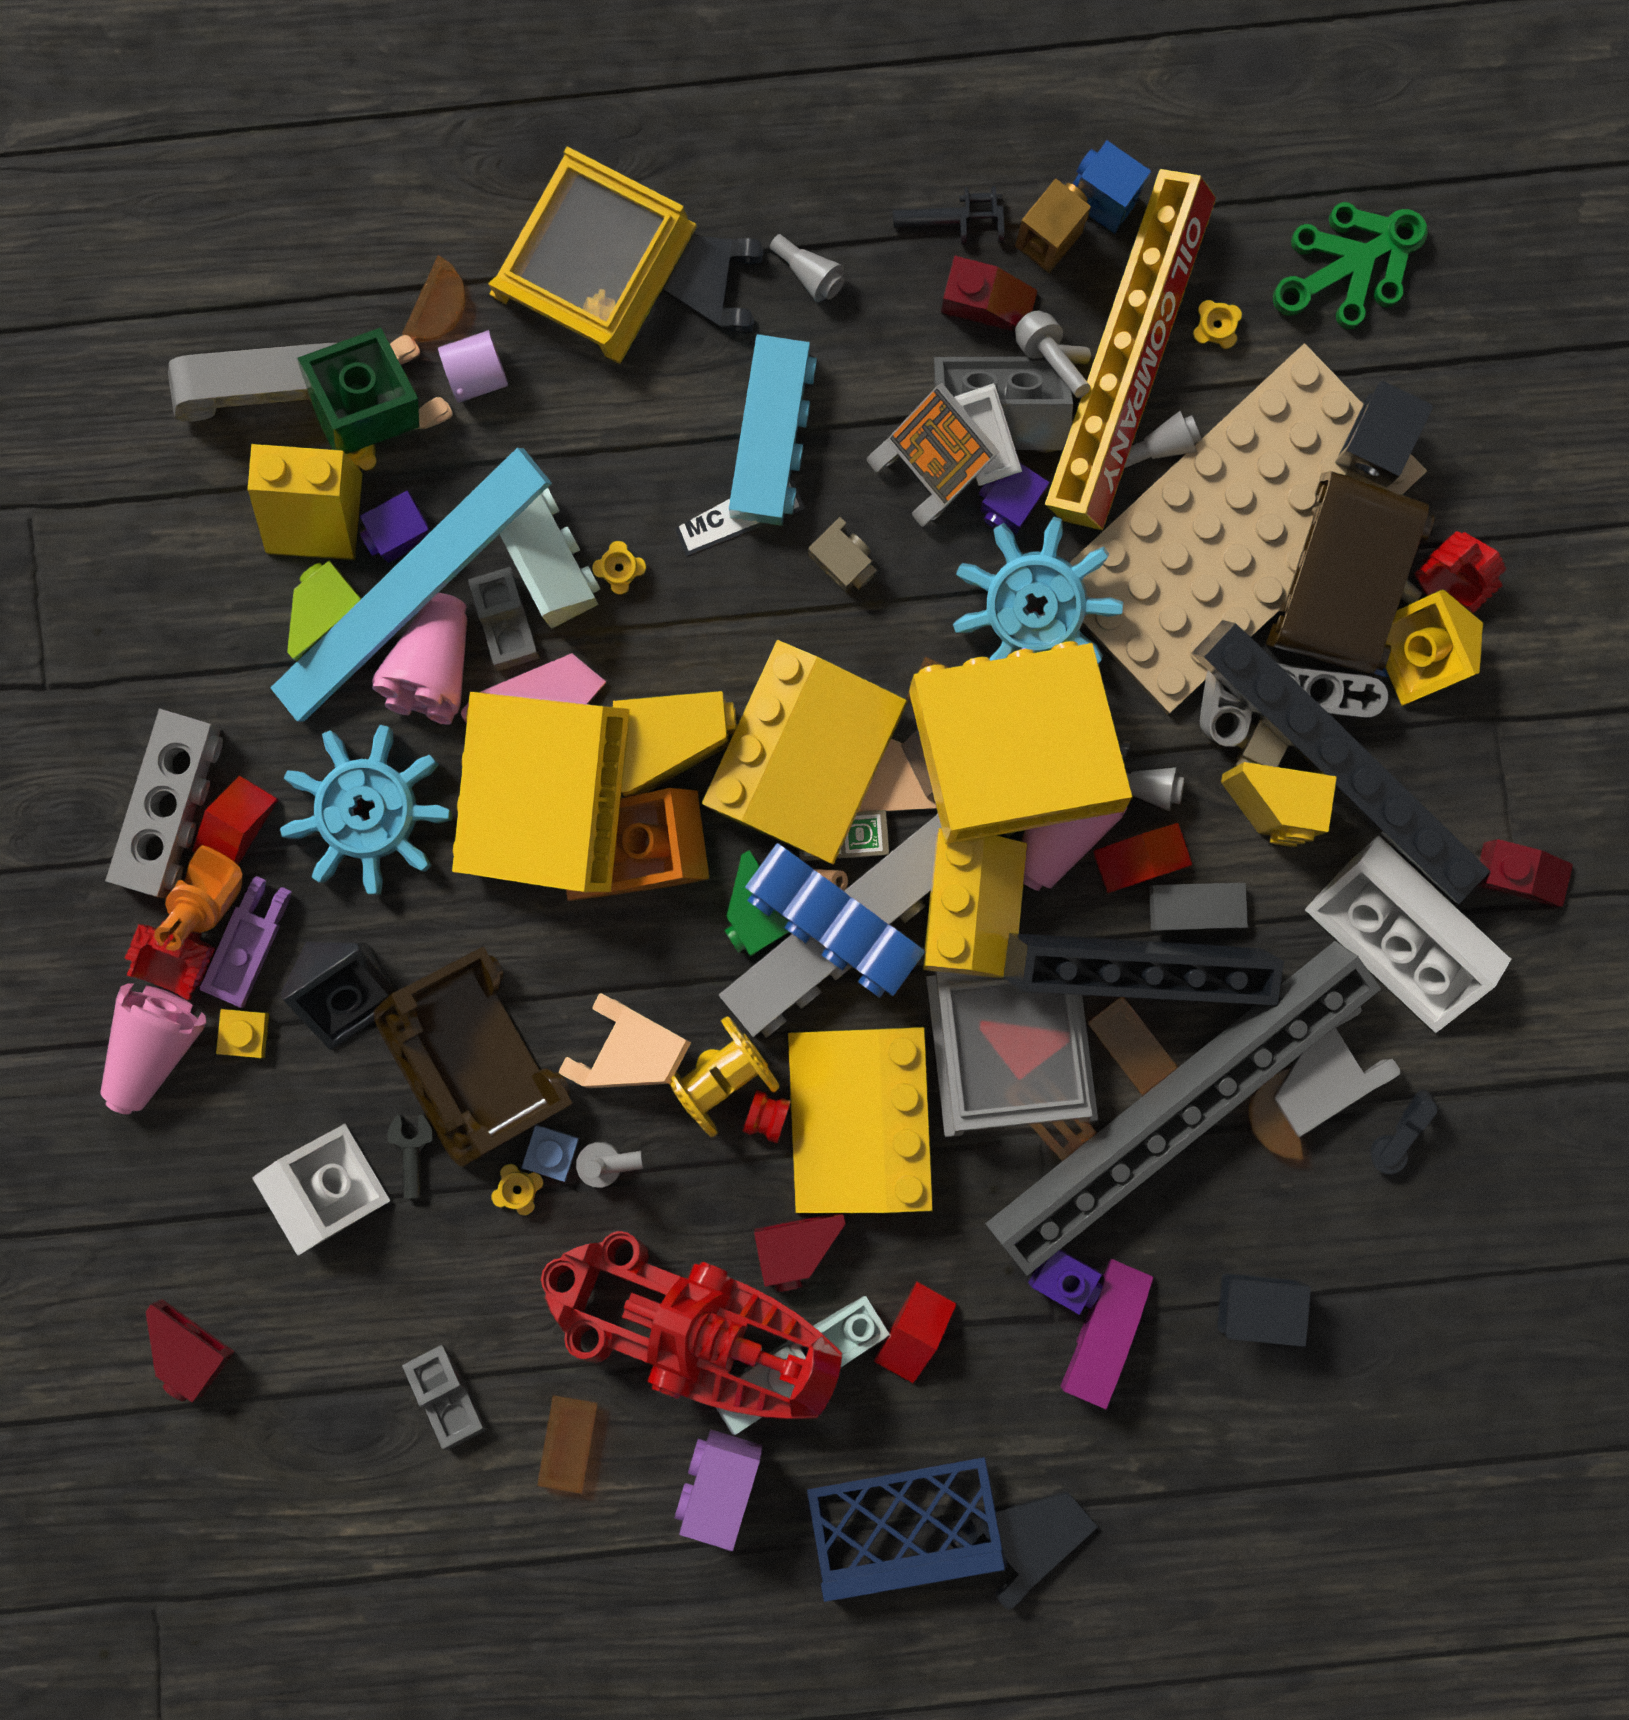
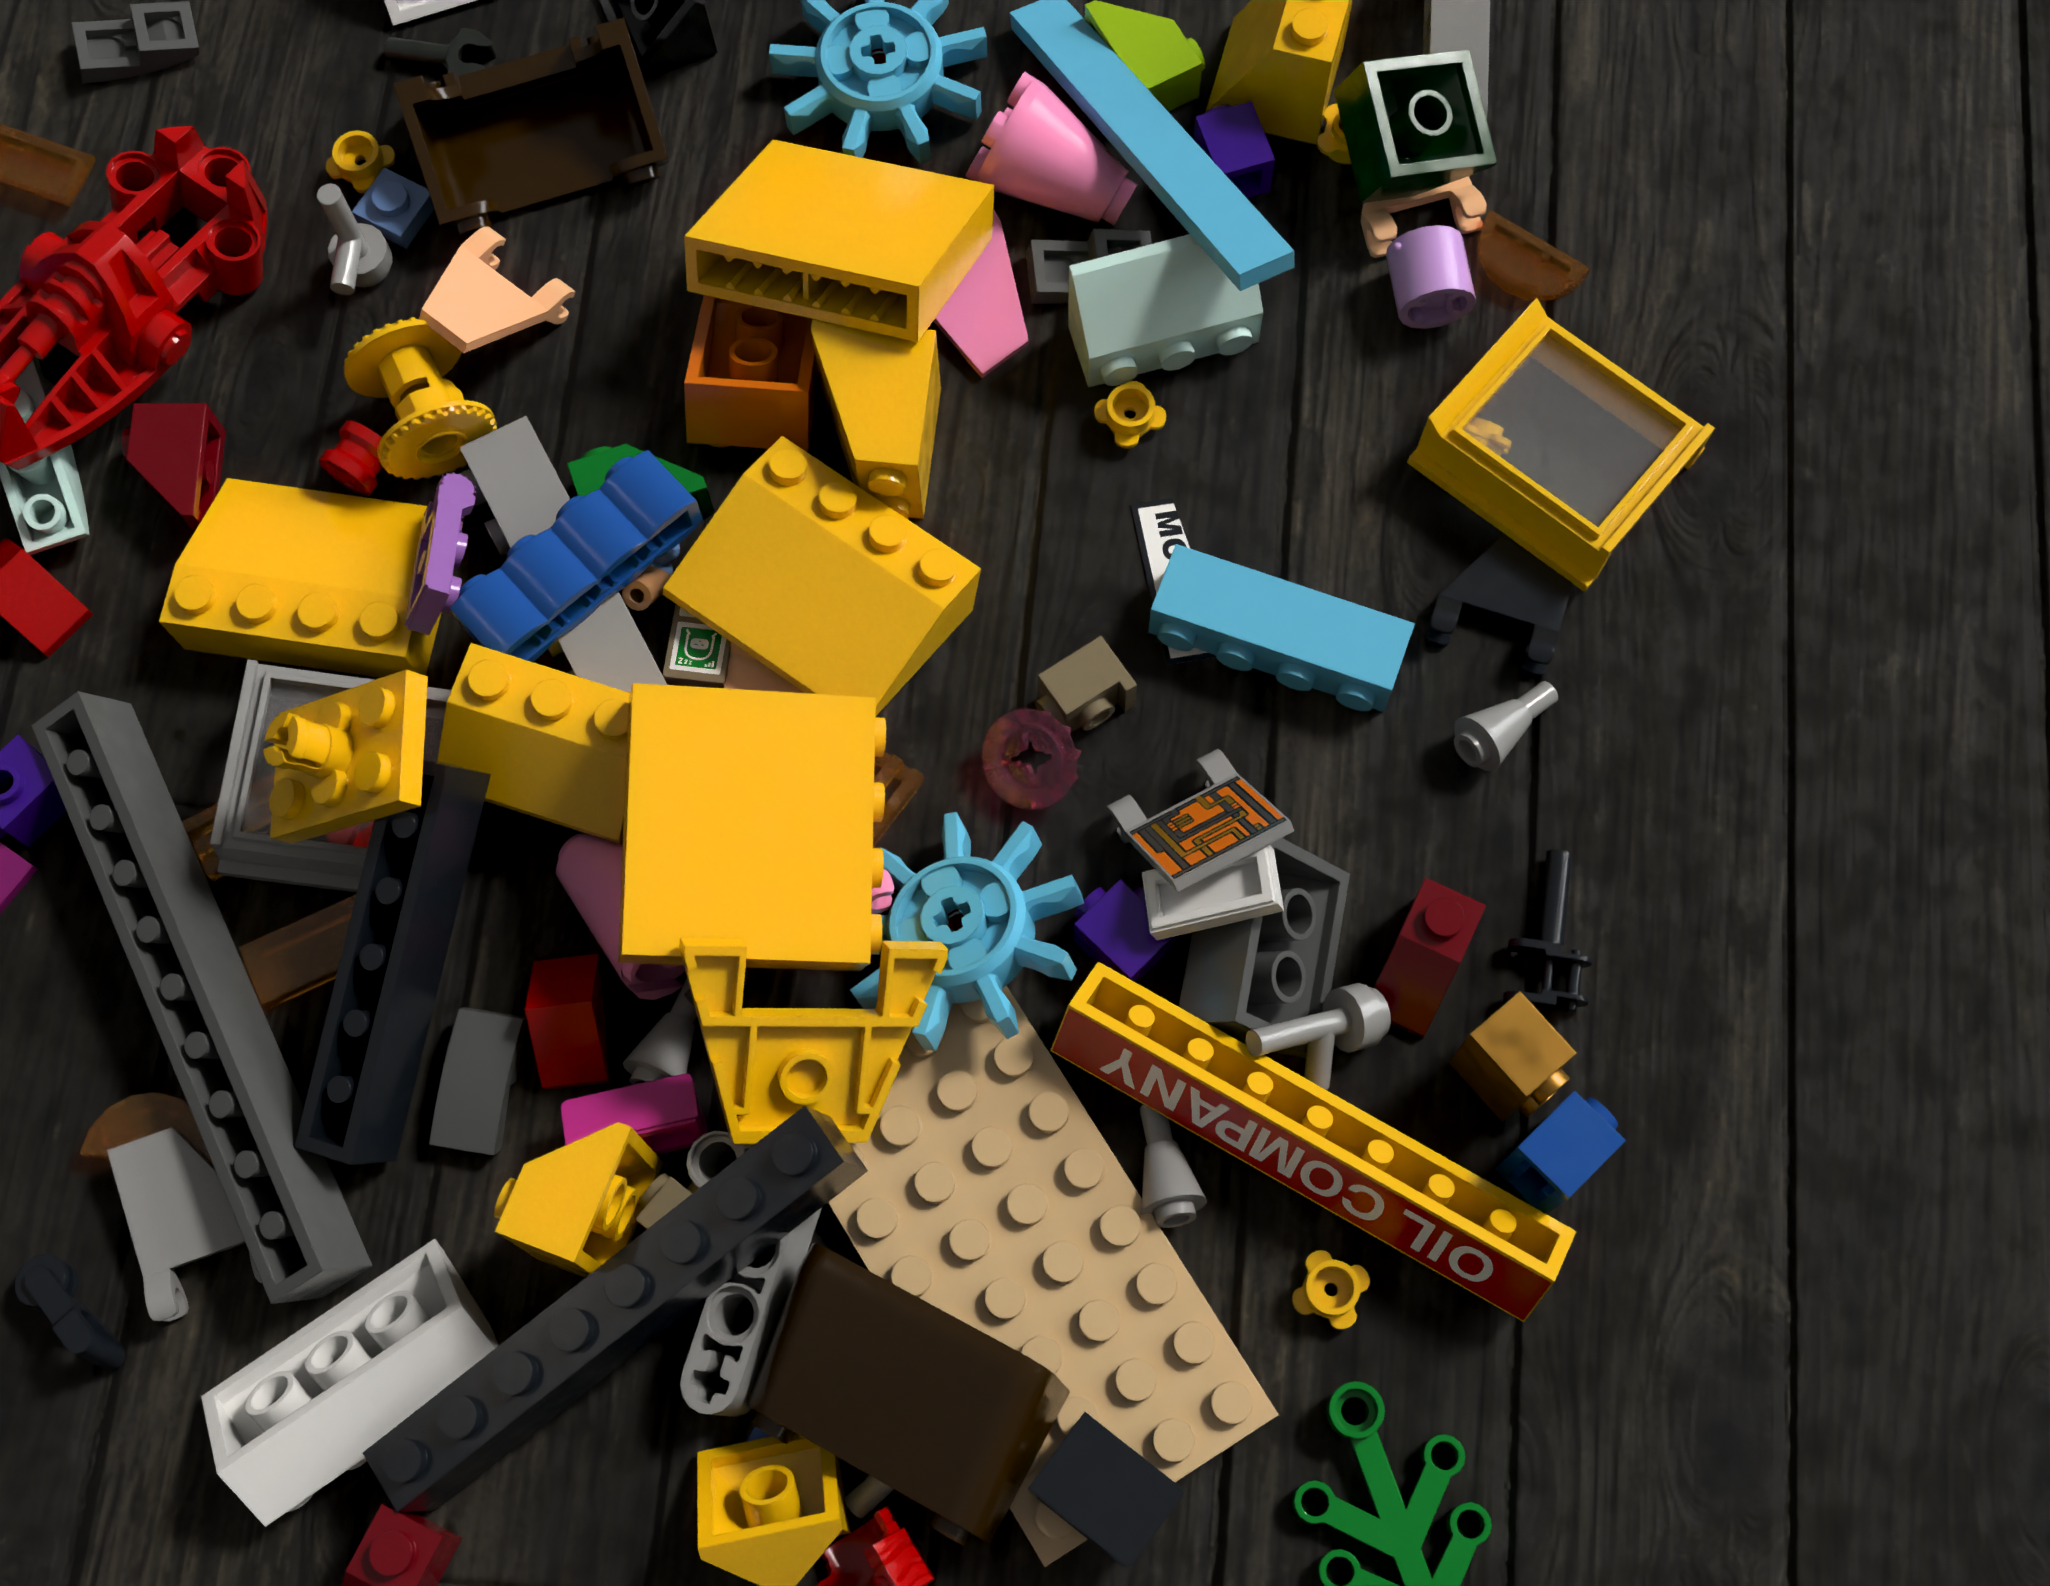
camera: 100 degrees right, 15 degrees down
(842, 1024) = (439, 552): none -> medium lavender hinge
(913, 594) = (1016, 781): none -> clear pink gear
(1027, 1023) = (348, 757): none -> yellow plate
(1162, 675) = (819, 1058): none -> yellow wing
(1205, 793) = (660, 1111): none -> dark pink slope

